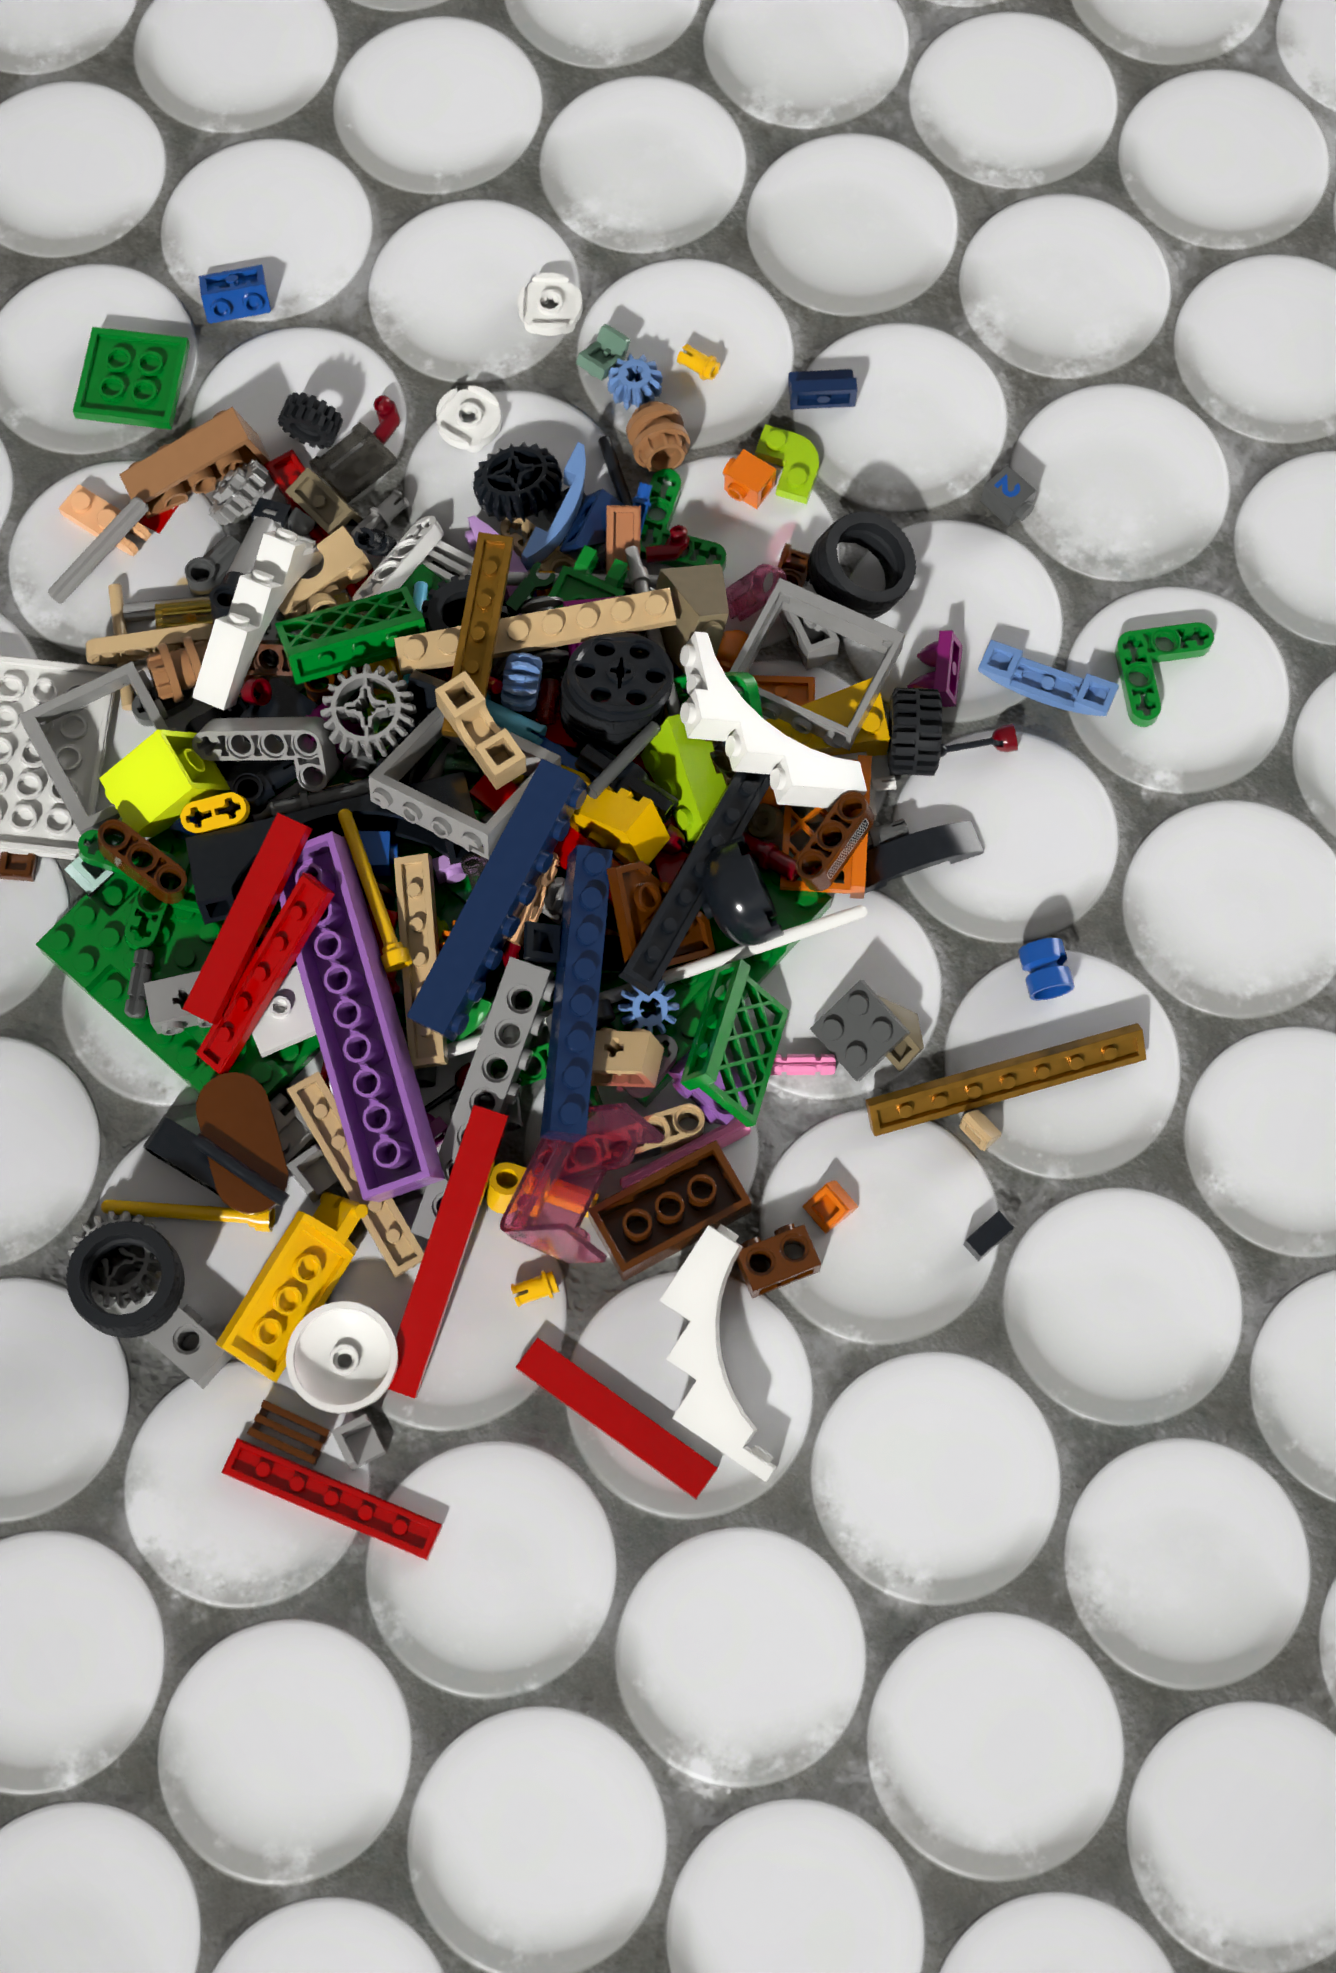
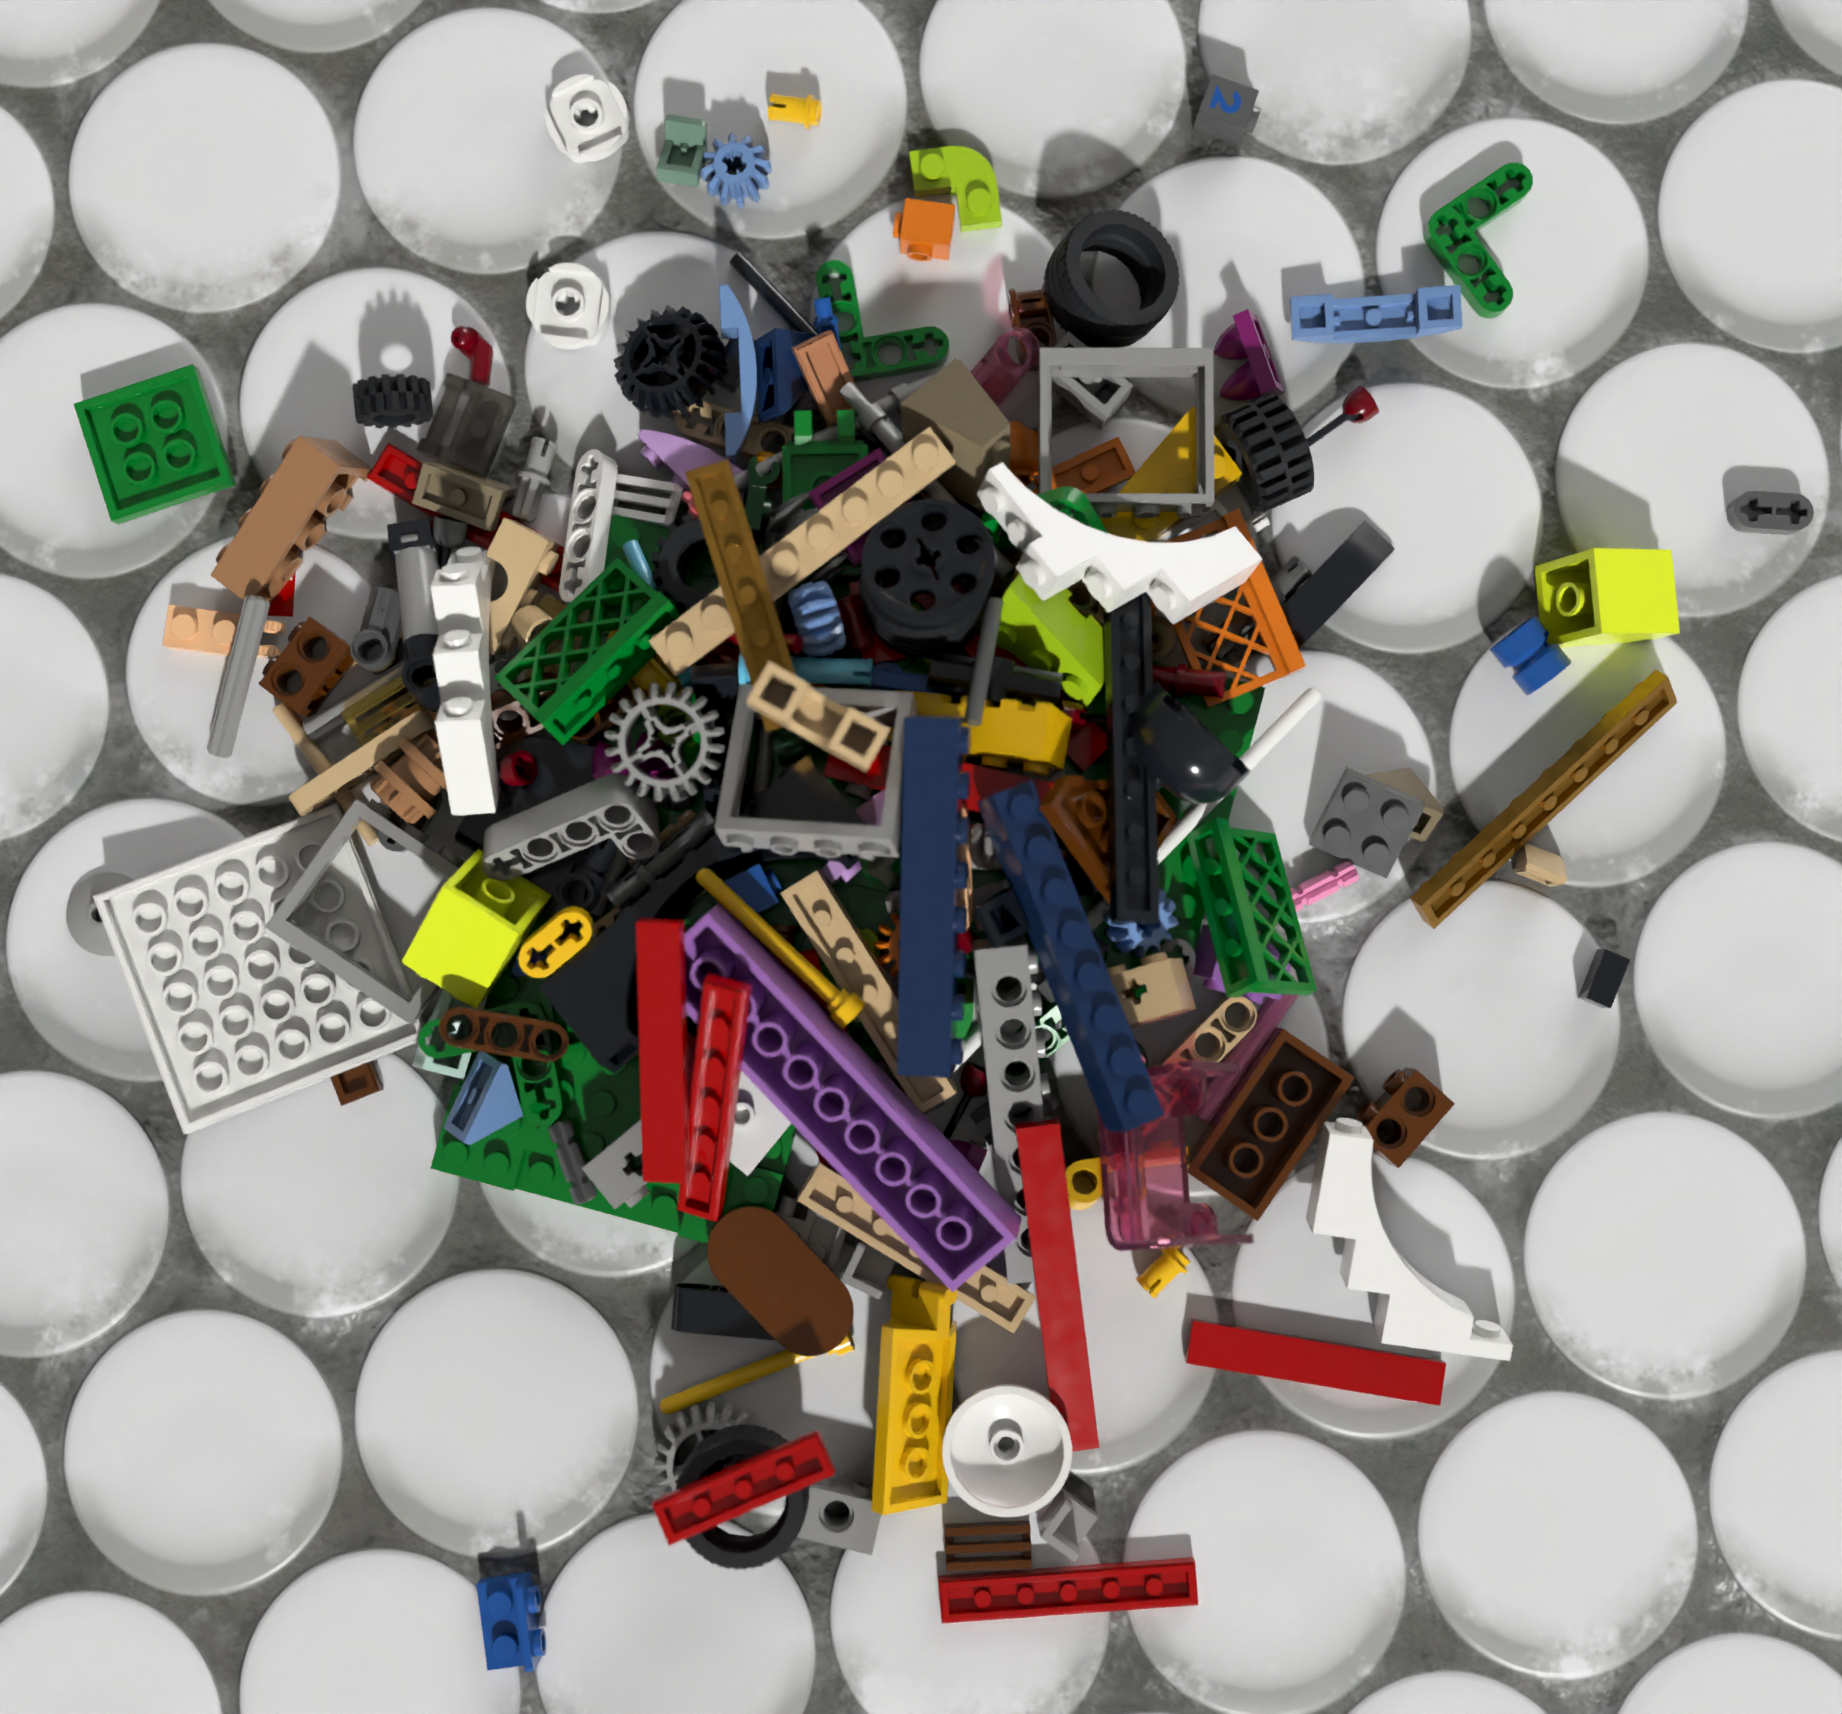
camera: 25 degrees left, 15 degrees up
(103, 911) = (484, 1101): none -> medium blue slope
(130, 1260) = (743, 1487): none -> red tile
(155, 576) = (318, 675): none -> reddish brown brick
(234, 294) = (214, 280): blue bracket -> none
(238, 492) = (360, 531): light grey gear -> none
(240, 1170) = (796, 1314): black bar -> none
(374, 541) = (542, 513): black pin -> none
(658, 436) = (799, 228): medium nougat piece -> none
(672, 548) = (885, 358): dark red arm -> none
(822, 389) = (950, 74): dark blue panel -> none
(830, 1206) = (1423, 1026): orange slope -> none
(835, 825) = (1245, 612): reddish brown beam -> none
(1127, 955) = (1608, 597): none -> neon yellow slope
(1284, 956) = (1770, 504): none -> dark grey beam

